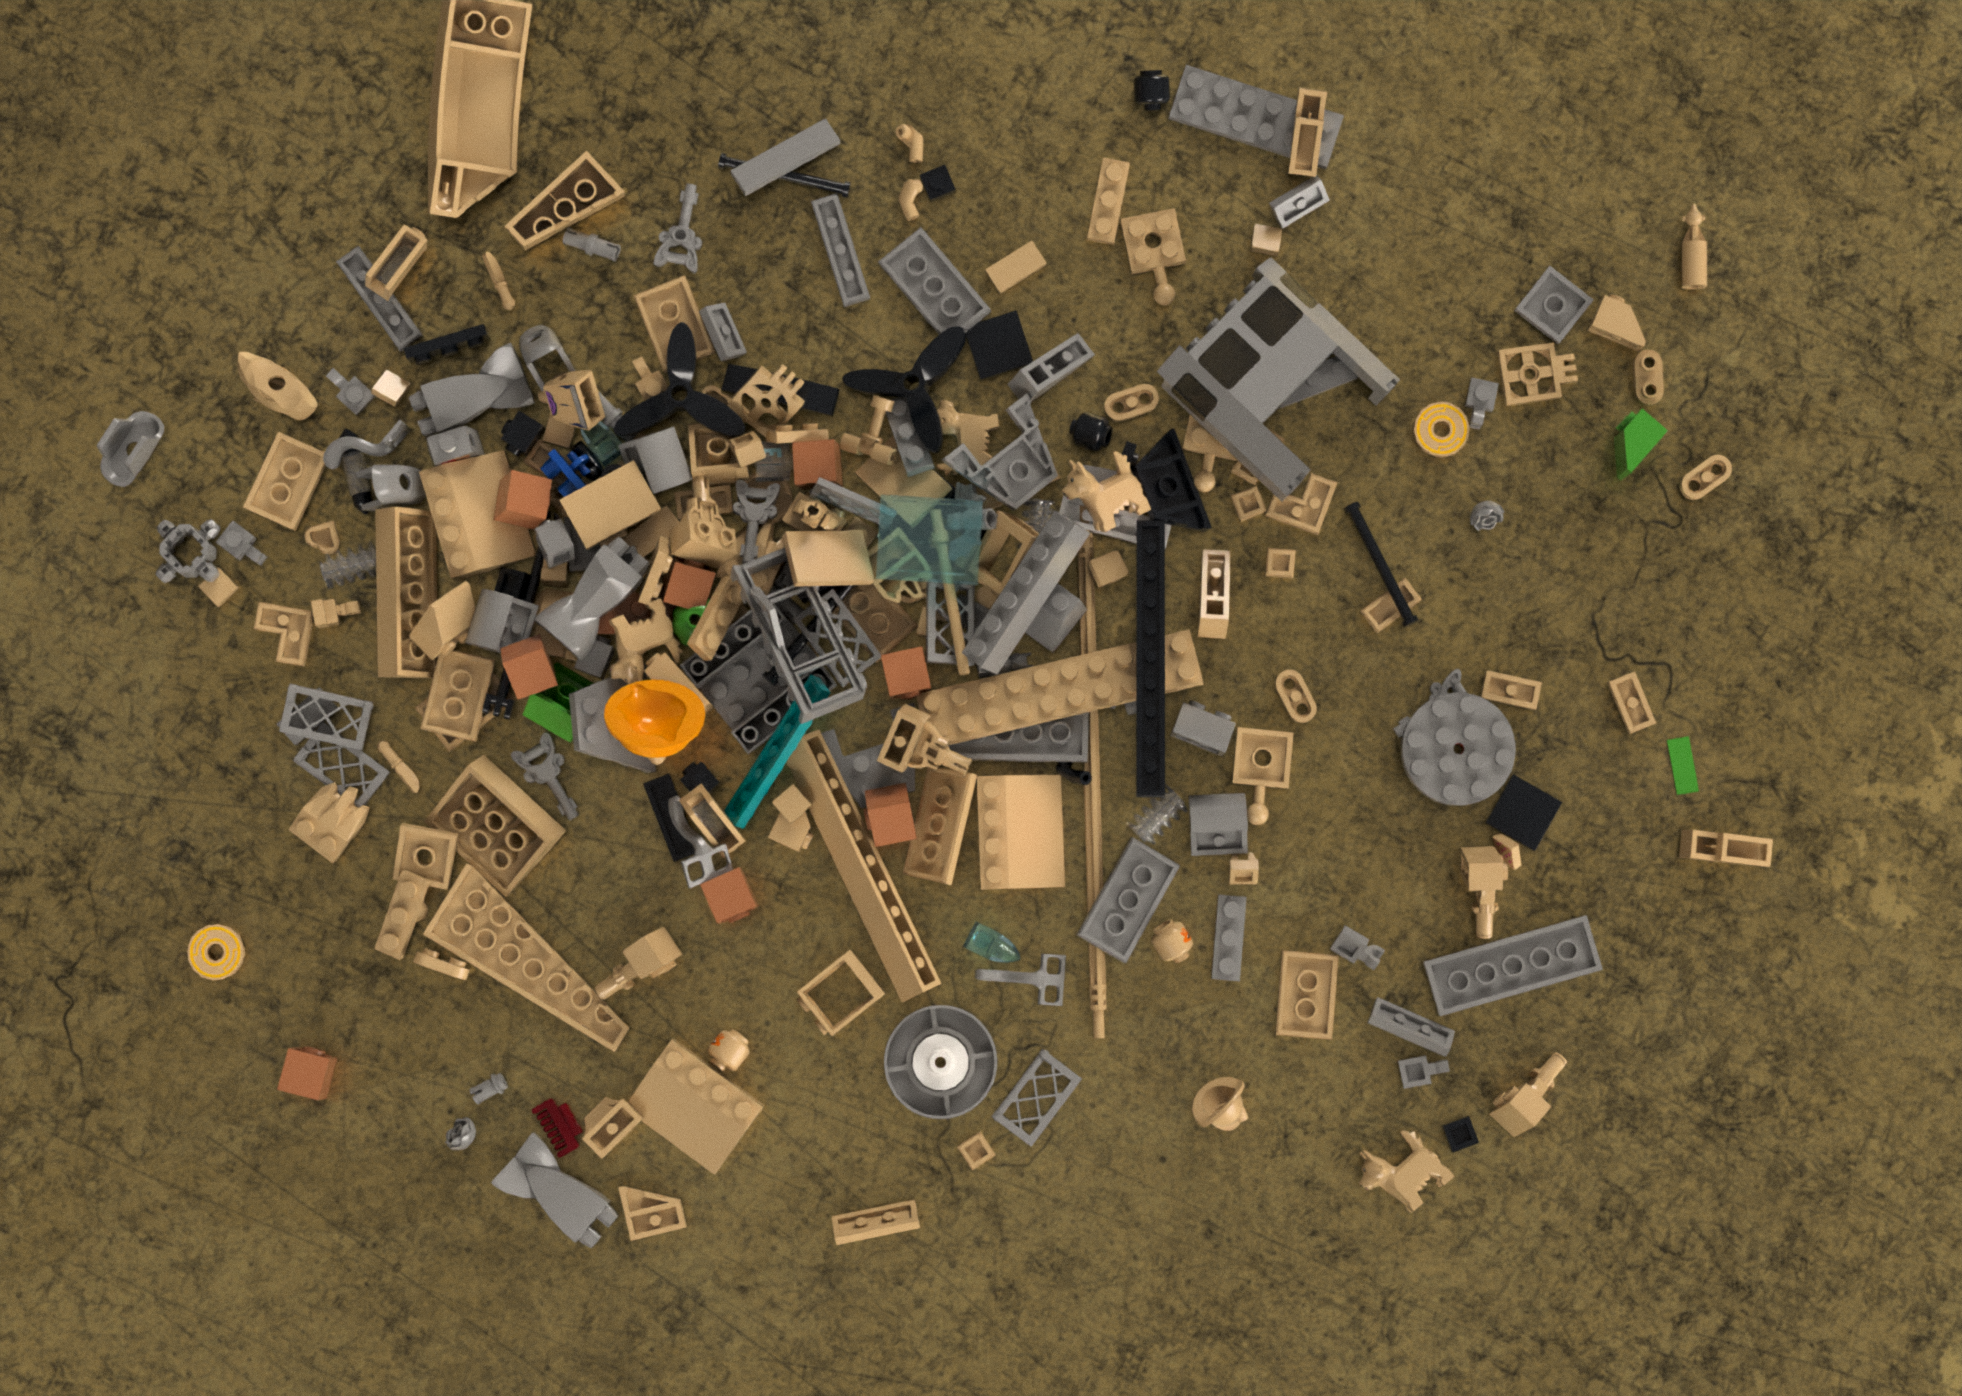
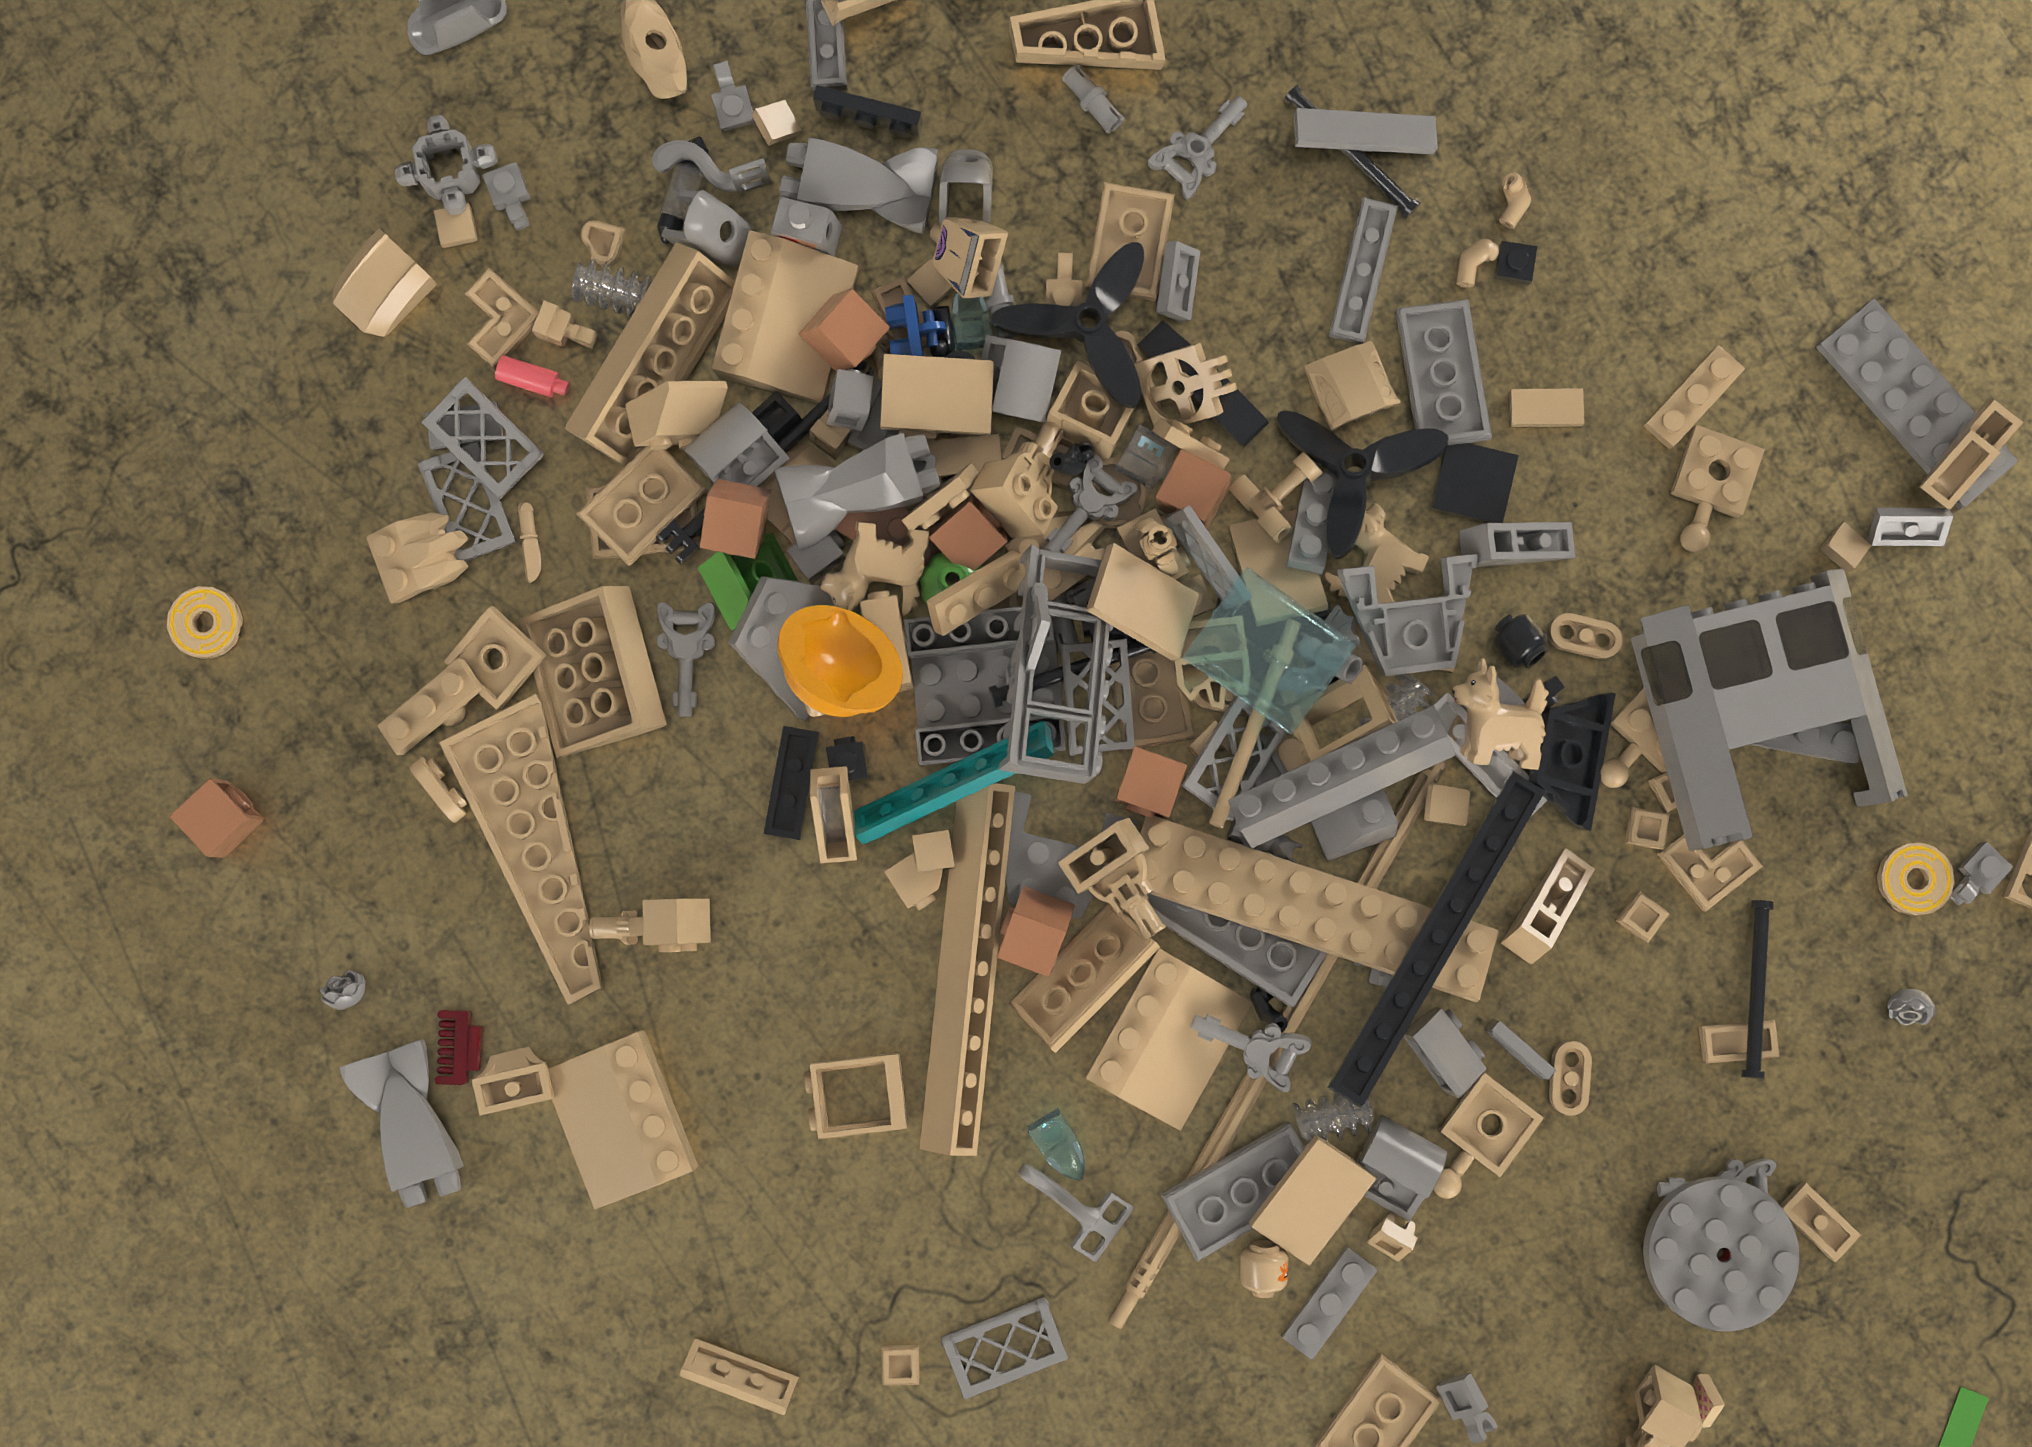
camera: 30 degrees right, 0 degrees up
(193, 658) = (380, 286): none -> tan slope
(286, 481) = (599, 155): tan plate -> none
(332, 657) = (530, 377): none -> coral cylinder
(489, 1088) = (406, 958): light grey pin -> none
(498, 279) = (967, 76): tan piece -> none
(521, 434) = (888, 259): black brick -> none
(650, 1212) = (497, 1208): tan wing -> none
(702, 851) = (801, 843): light grey piece -> none
(726, 492) = (1074, 459): none -> black arm
(728, 1050) = (694, 1081): tan head -> none
(729, 896) = (801, 911): nougat head -> none
(747, 448) = (1127, 425): tan slope -> none
(878, 330) = (1350, 384): none -> tan slope
(934, 1089) = (931, 1207): light grey piece -> none
(1081, 801) = (1258, 1048): none -> light grey piece
(1151, 89) = (1819, 302): black head -> none
(1175, 877) = (1312, 1200): none -> tan tile
(1251, 698) = (1519, 1049): none -> light grey tile
(1523, 812) = (1748, 1369): black tile -> none
(1631, 702) = (1948, 1321): tan plate -> none

